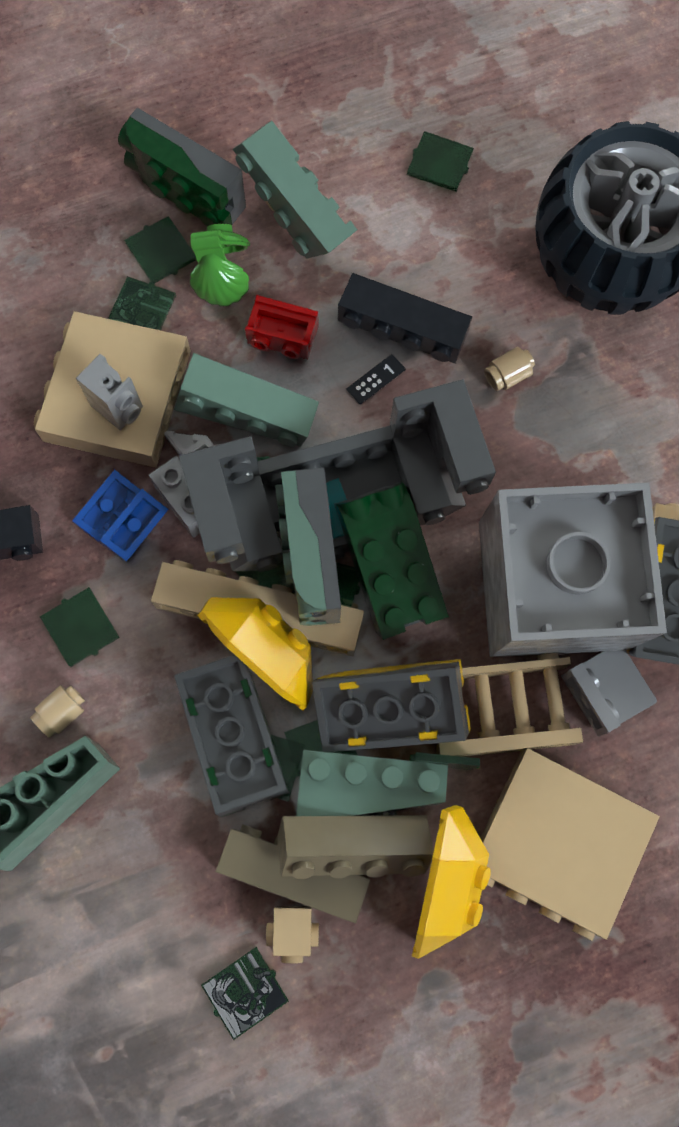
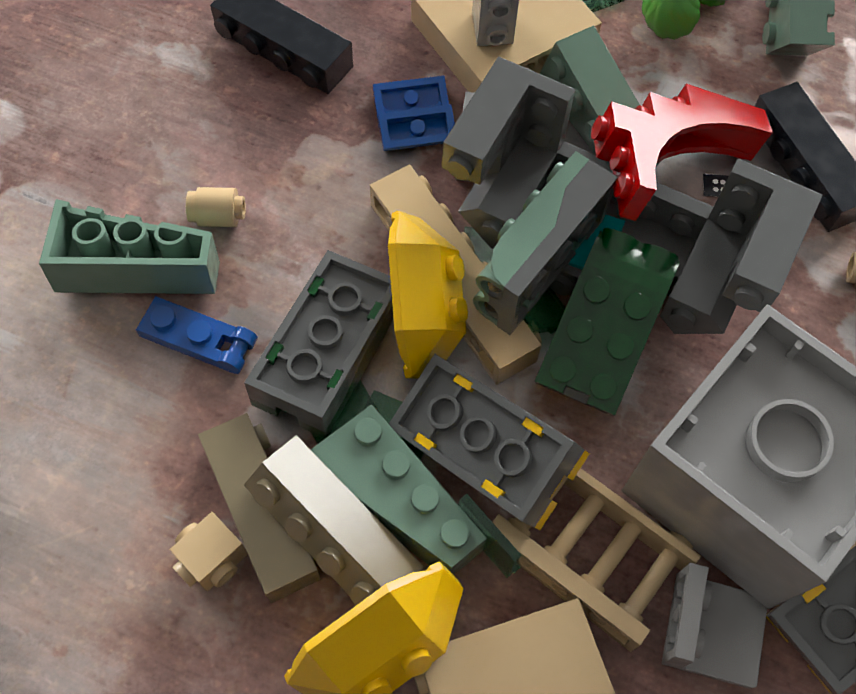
camera: 45 degrees right, 10 degrees down
(79, 627) = (297, 167): clear green piece -> none
(136, 807) = (196, 335): none -> blue plate
(245, 993) = (119, 567): piece -> none
(282, 327) = (689, 65): red hinge -> none
(303, 418) = (669, 127): none -> red arch

